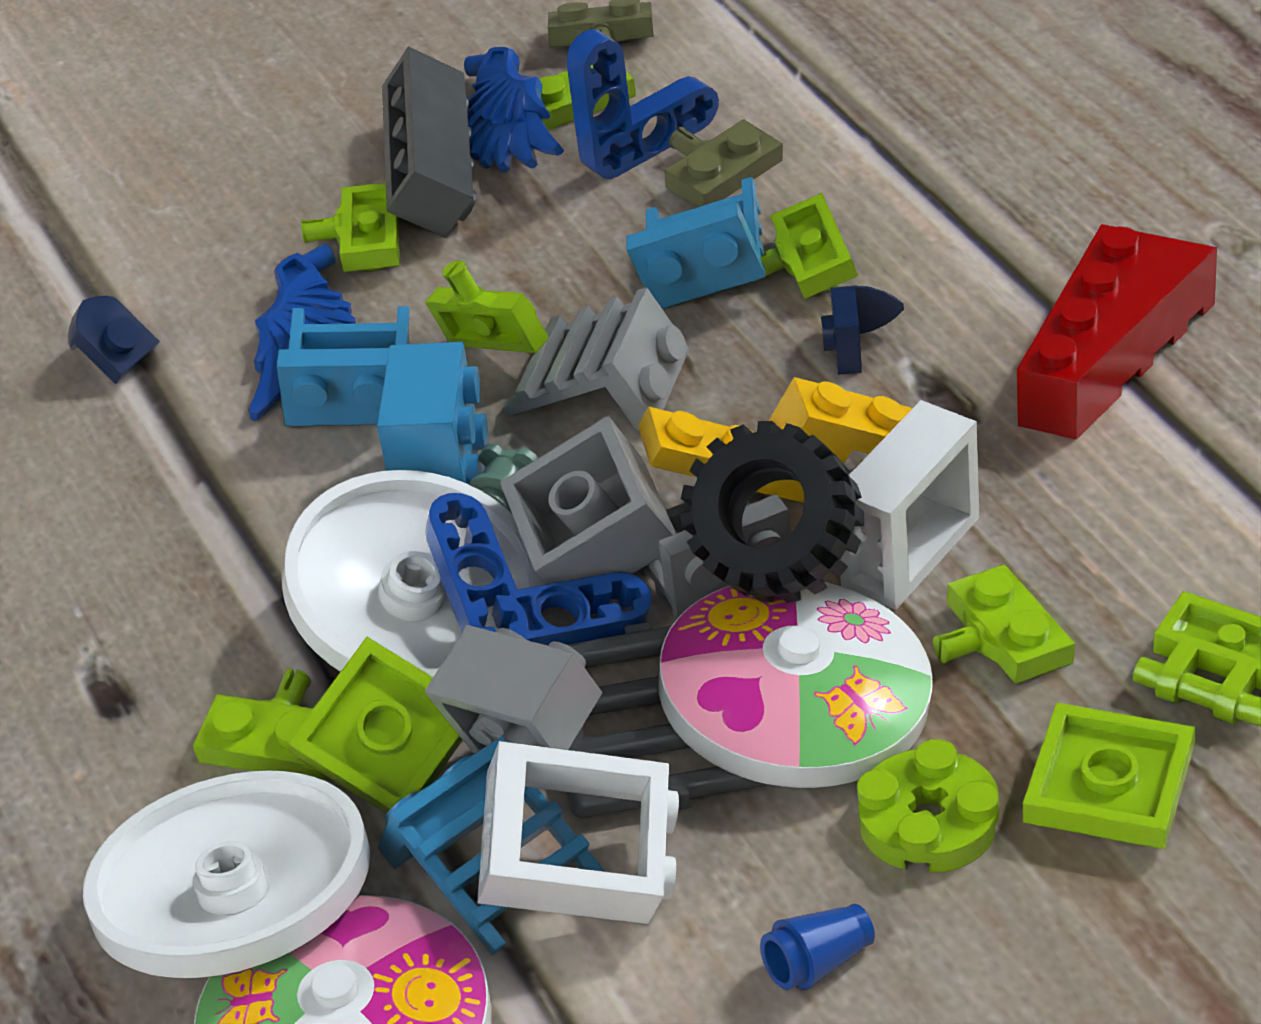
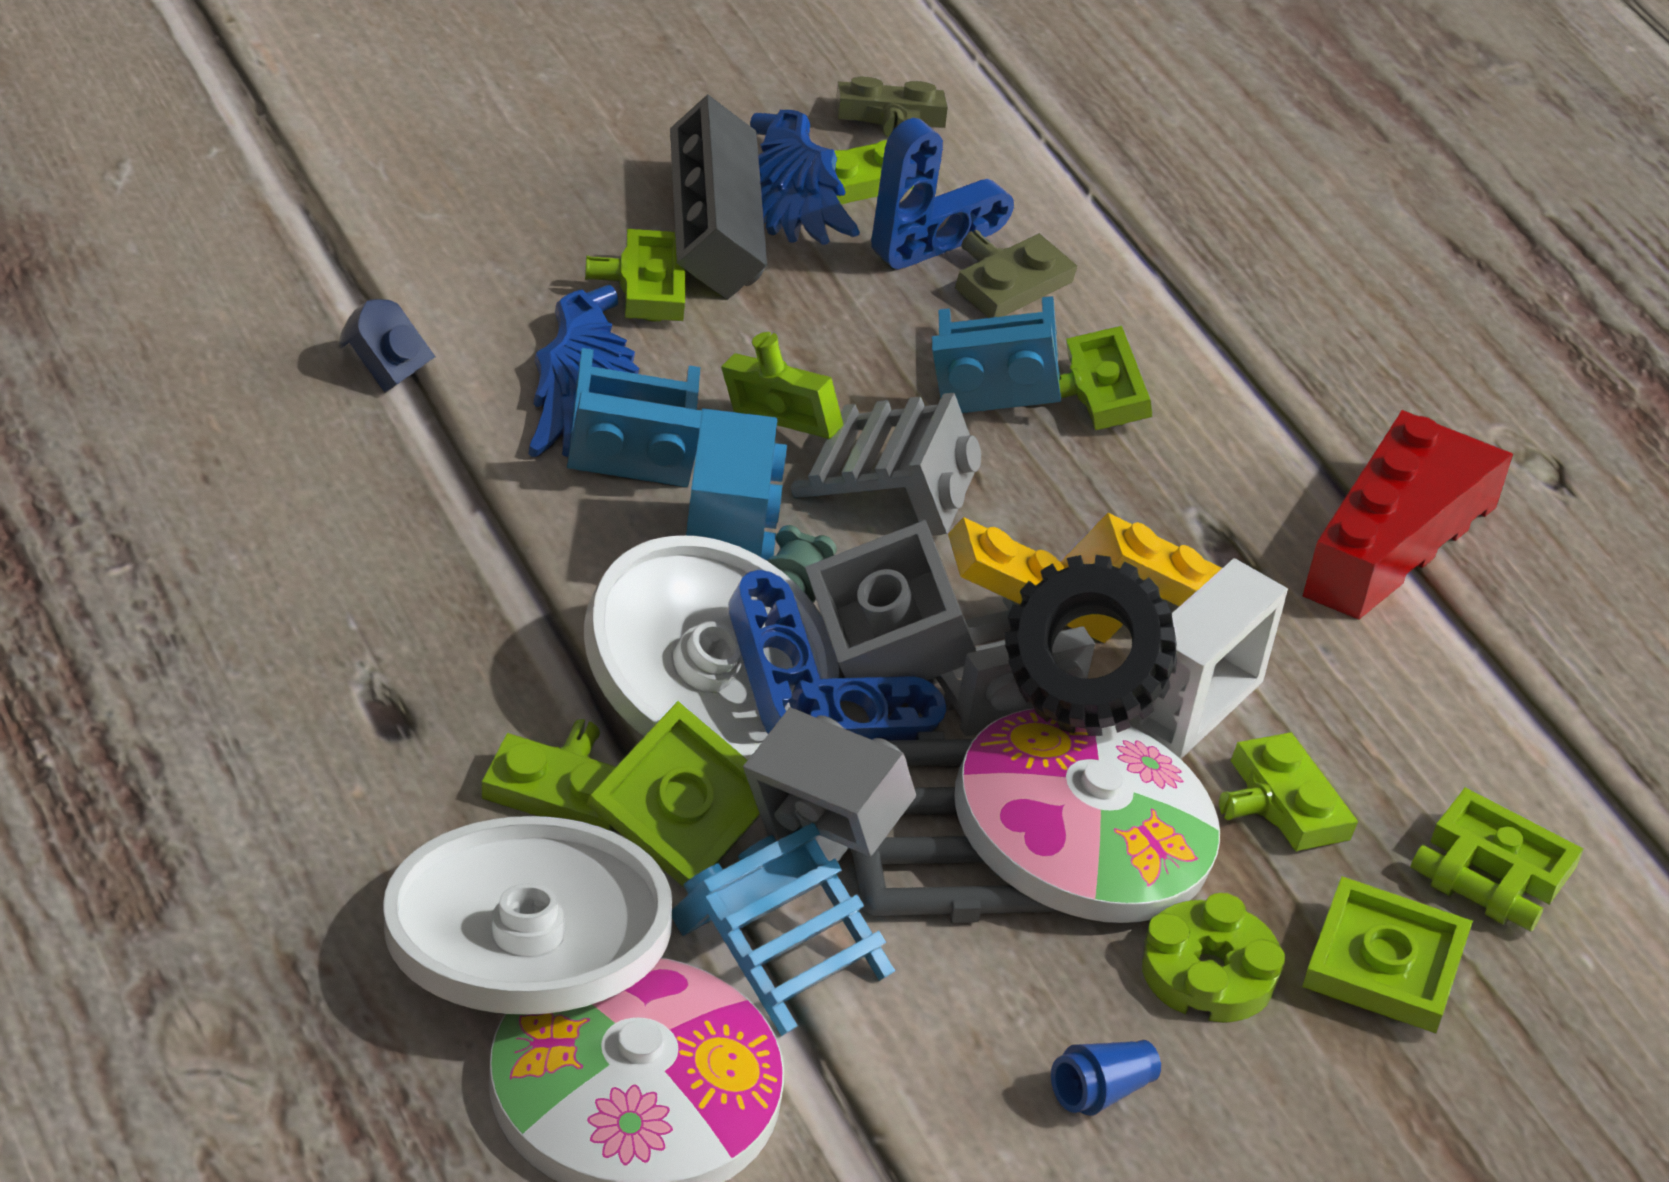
camera: 10 degrees left, 0 degrees up
(569, 890) = (813, 922): white window -> none
(853, 313) = (1145, 457): dark blue plate -> none

